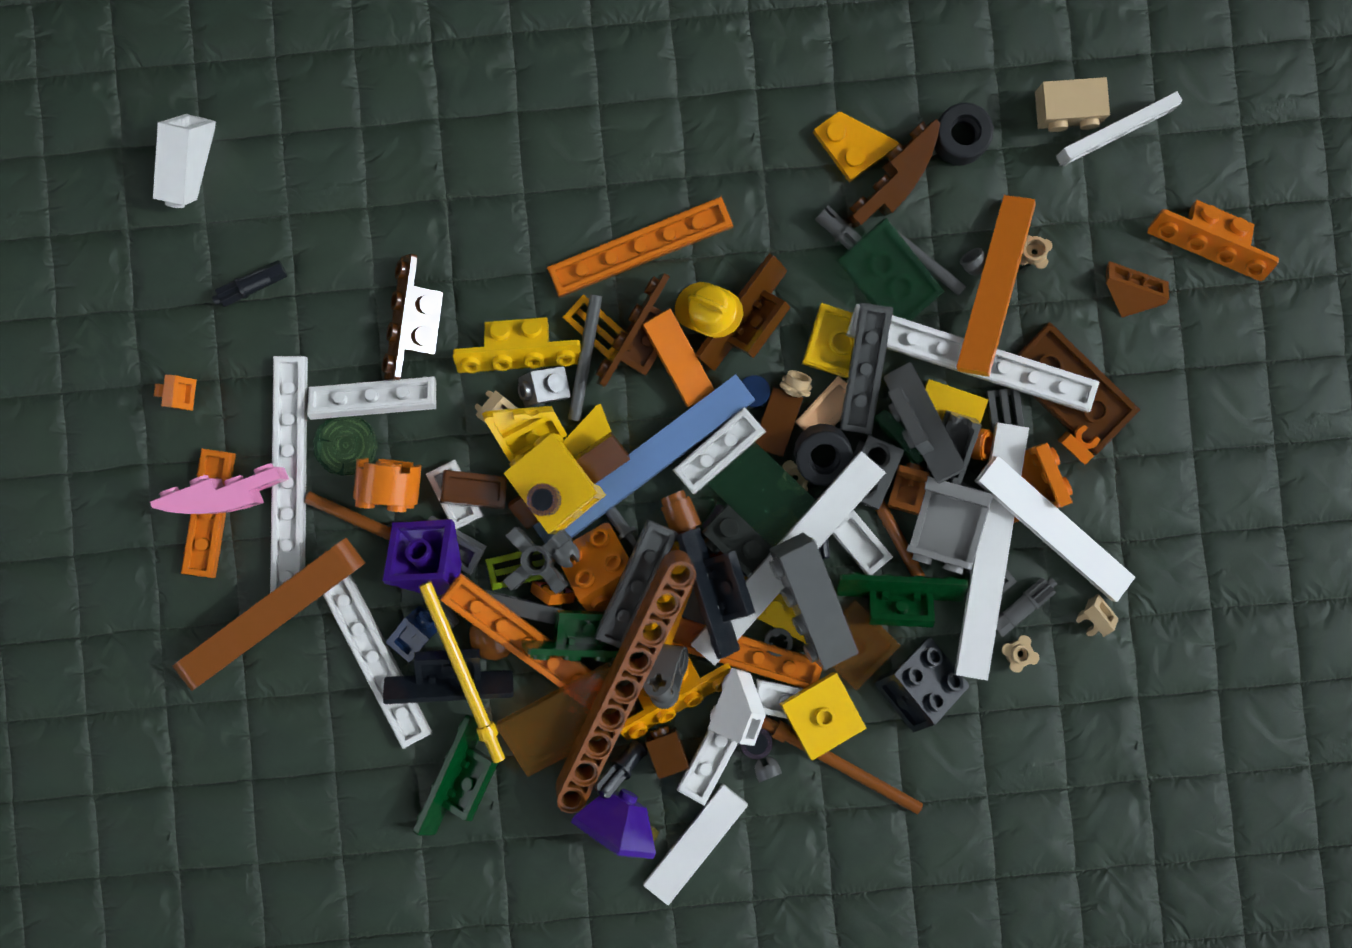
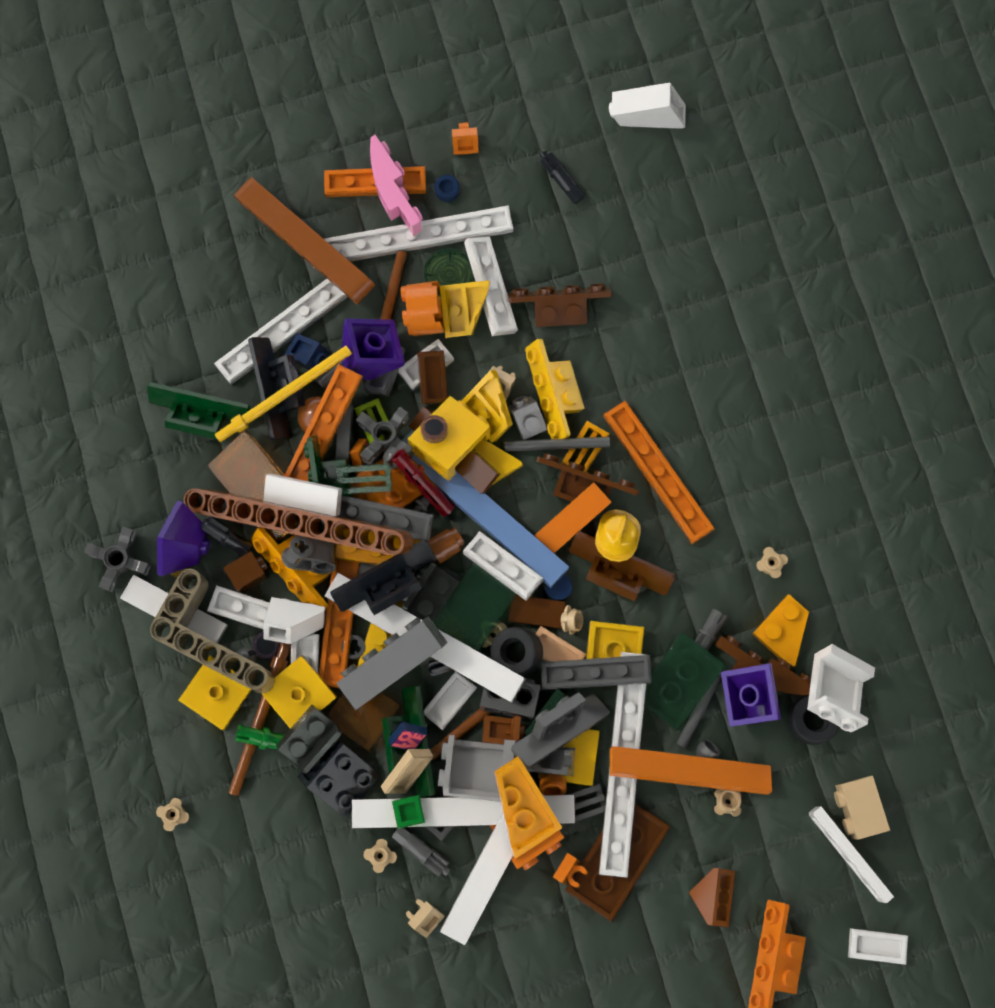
camera: 75 degrees right, 10 degrees down
(235, 427) = (446, 188): none -> dark blue tile
(392, 436) = (462, 306): none -> yellow wing
(584, 621) = (341, 480): none -> clear green tile
(593, 670) = (302, 494): none -> white tile
(594, 531) = (416, 475): none -> dark red pin
(637, 910) = (111, 576): none -> dark grey pin
(745, 818) = (202, 646): none -> dark tan beam
(764, 140) = (765, 566): none -> tan plate
(800, 809) = (214, 696): none -> yellow plate
(865, 763) = (262, 738): none -> green pin
(878, 711) = (309, 739): none -> pearl dark grey bracket
(899, 598) = (407, 736): none -> tile
(923, 875) = (180, 814): none -> tan plate
(929, 196) = (750, 695): none -> dark purple slope
(937, 606) = (407, 771): none -> tan tile
(938, 97) = (838, 687): none -> white panel
(983, 613) = (408, 811): none -> green tile
(1010, 481) = (524, 808): none -> light orange wing
(1219, 123) = (878, 946): none -> white tile

